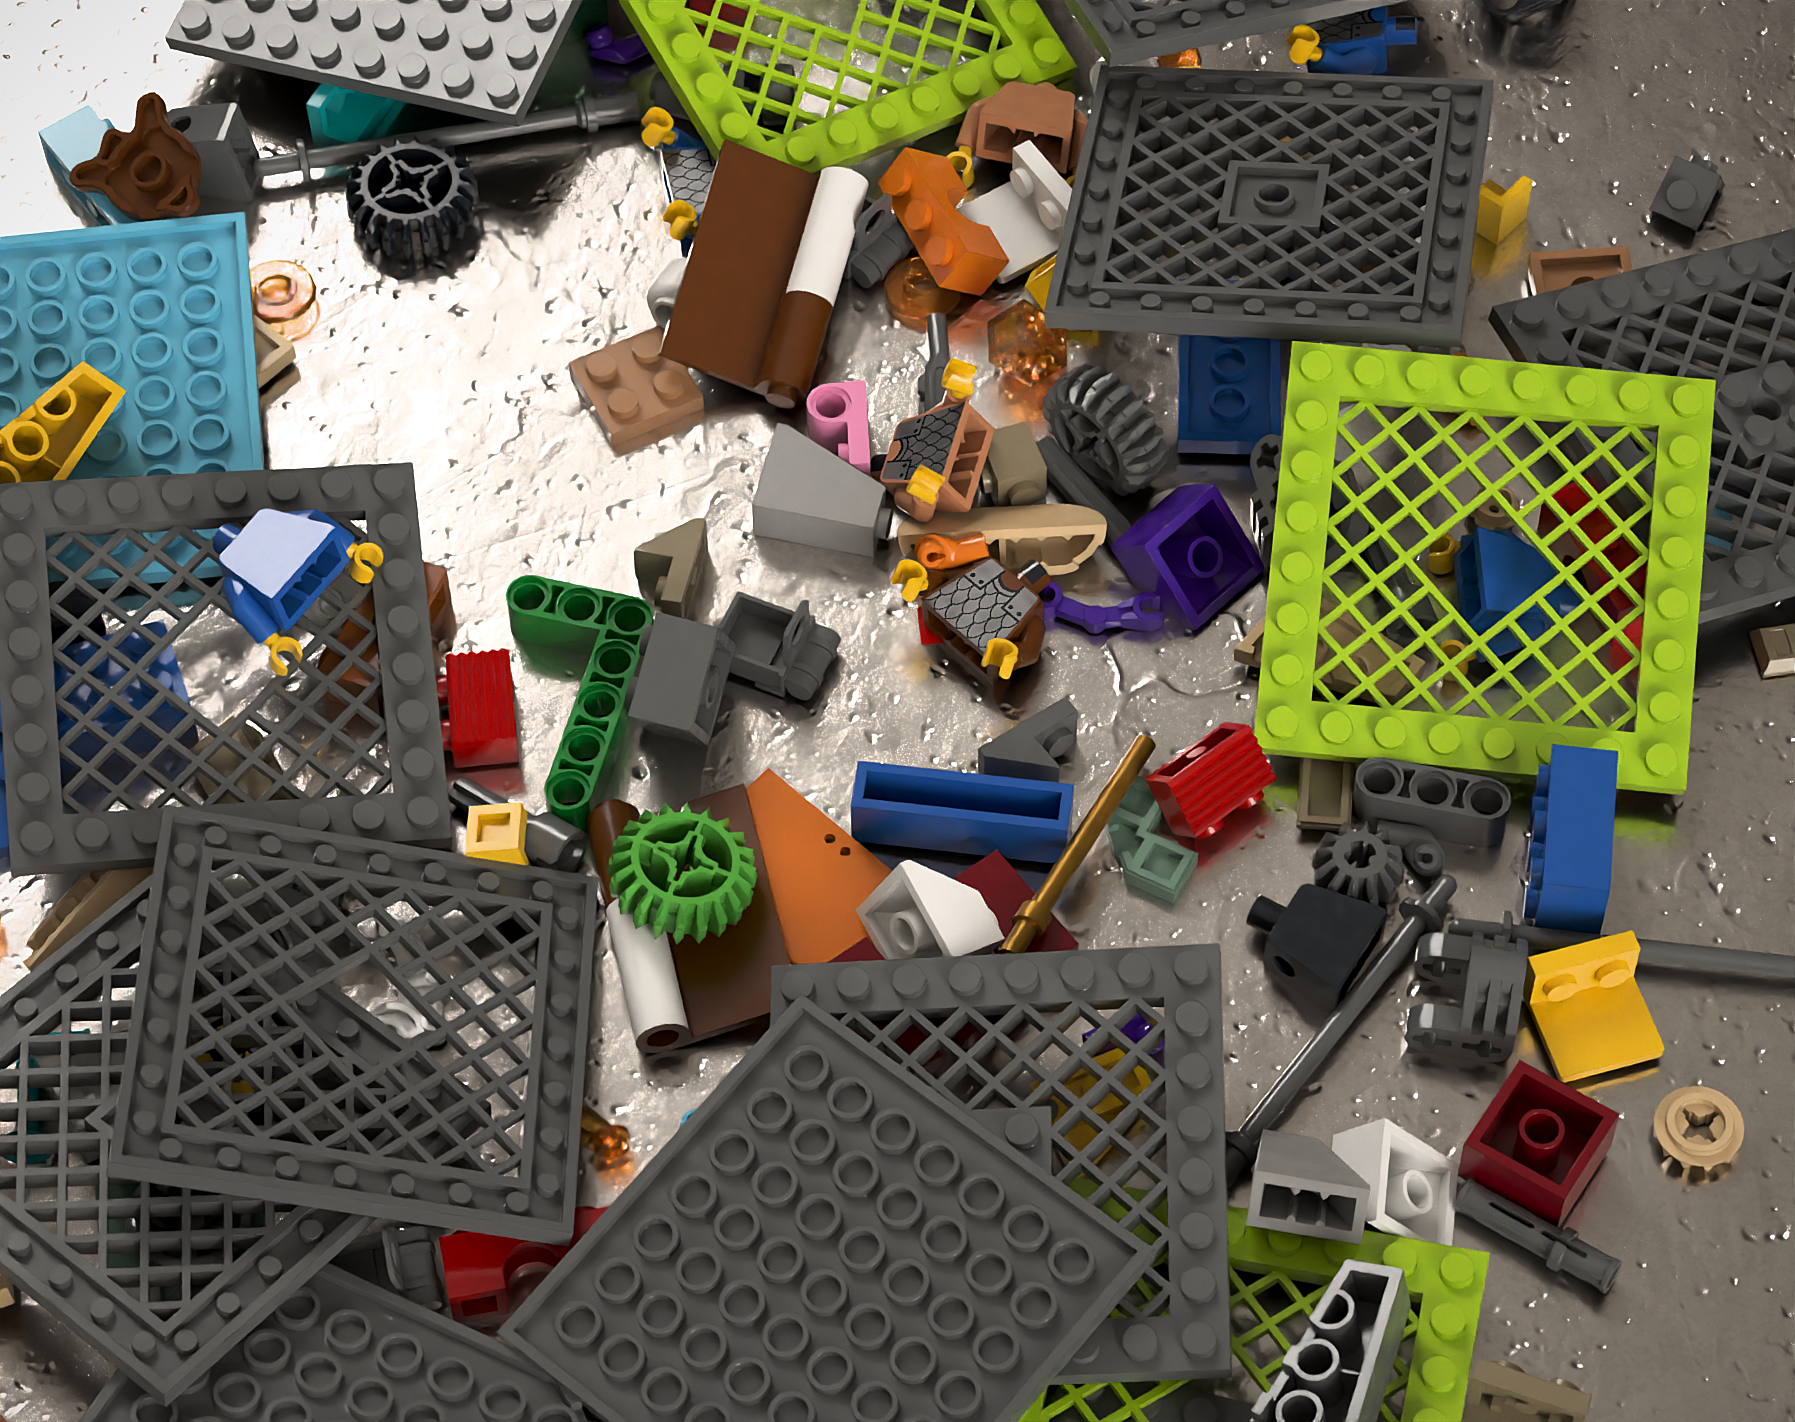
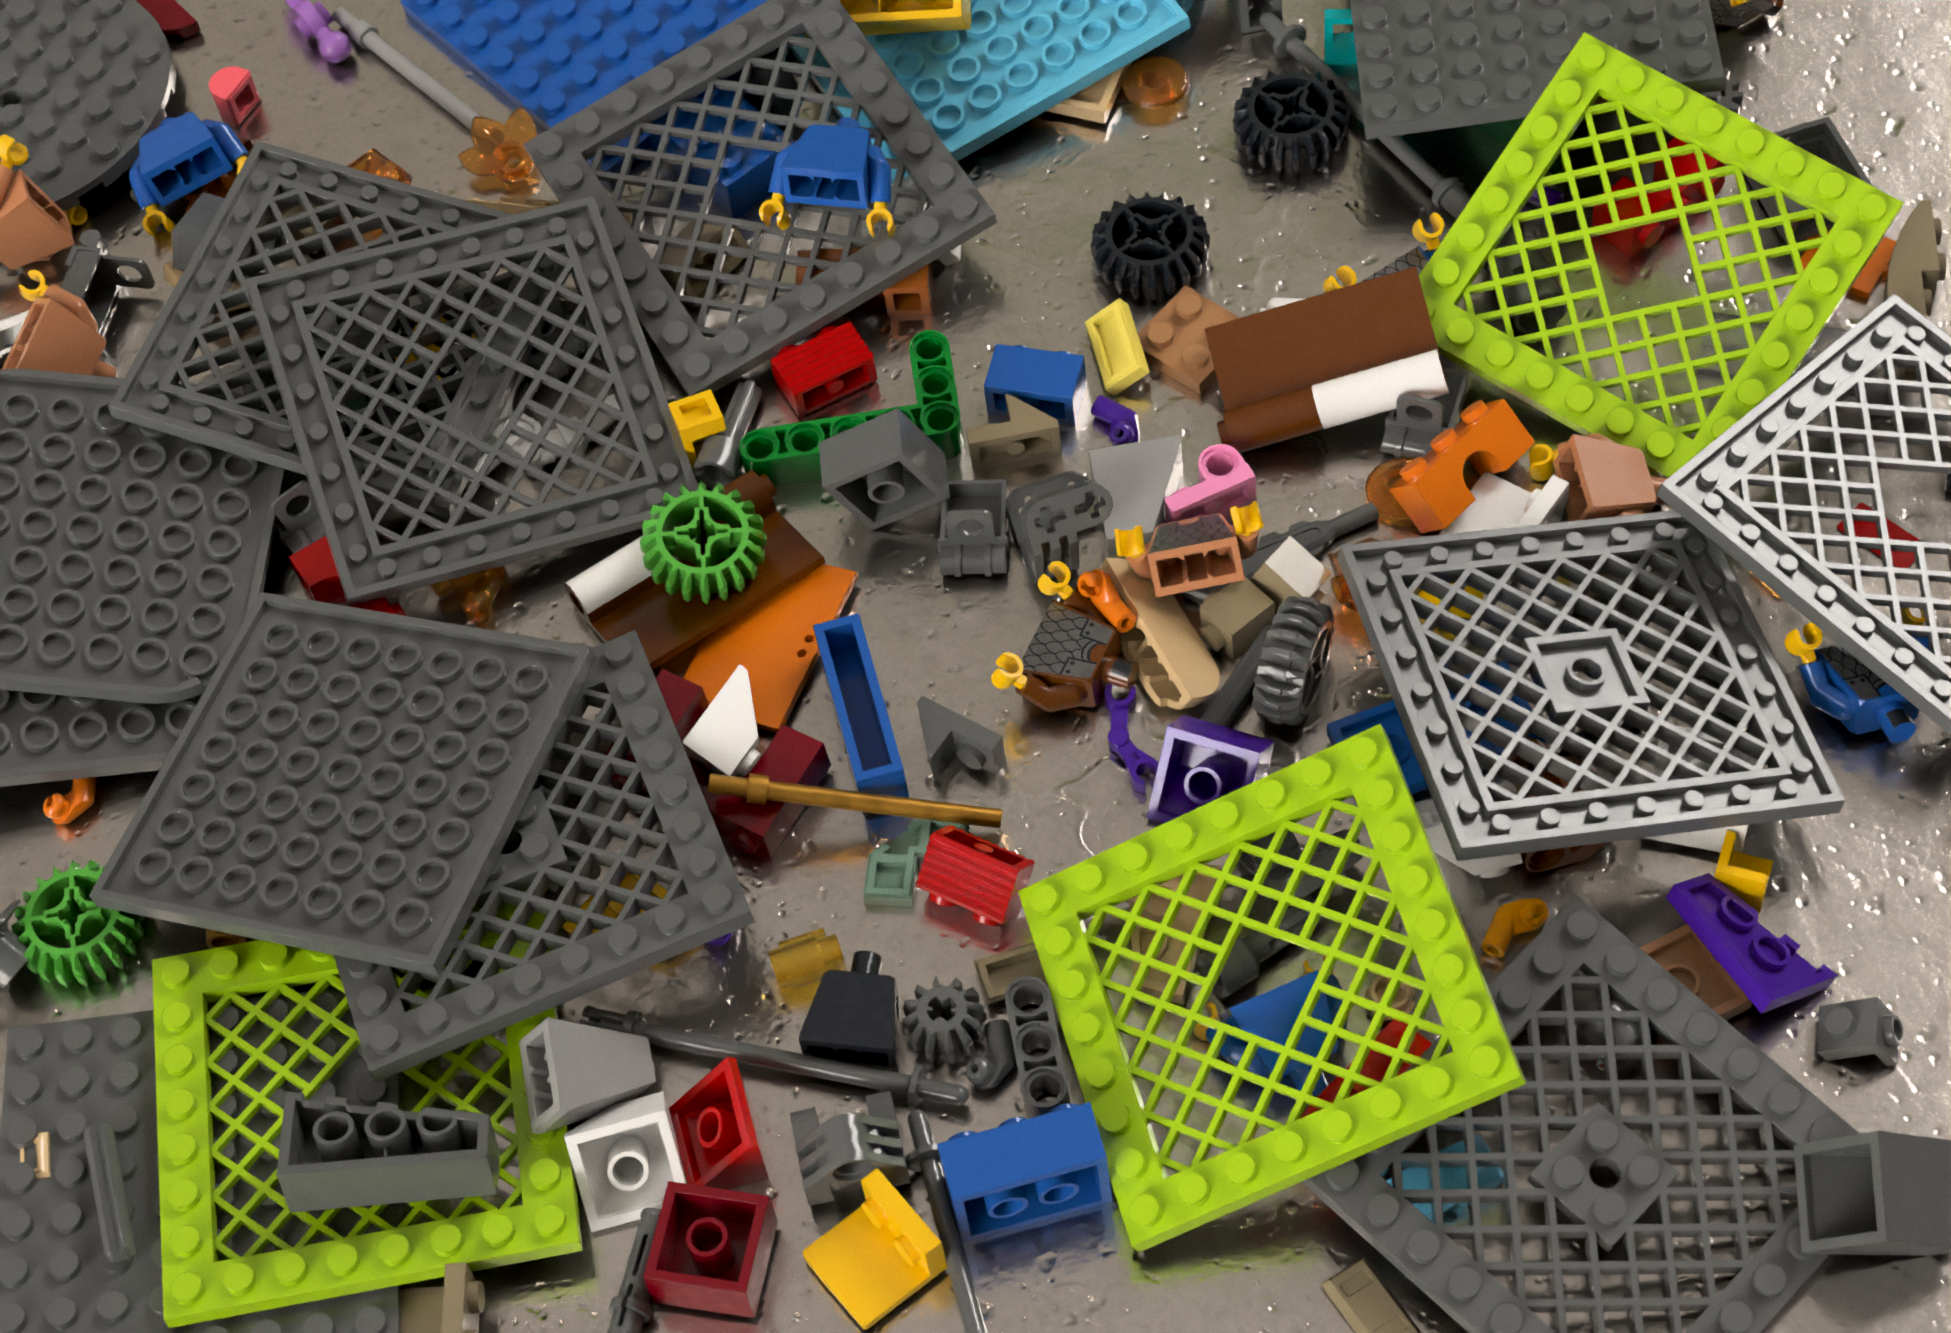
camera: 75 degrees right, 0 degrees up
(472, 384) = (1151, 233): none -> black gear
(612, 446) = (1117, 347): none -> light yellow tile
(618, 521) = (1038, 377): none -> blue brick
(706, 478) = (1122, 420): none -> dark purple arm
(841, 553) = (1052, 517): none -> dark grey piece
(1005, 396) = (1291, 573): none -> brick
(1237, 961) = (805, 958): none -> clear yellow brick
(1403, 1085) = (718, 1131): none -> red slope
(1588, 223) = (1754, 957): none -> dark purple wing

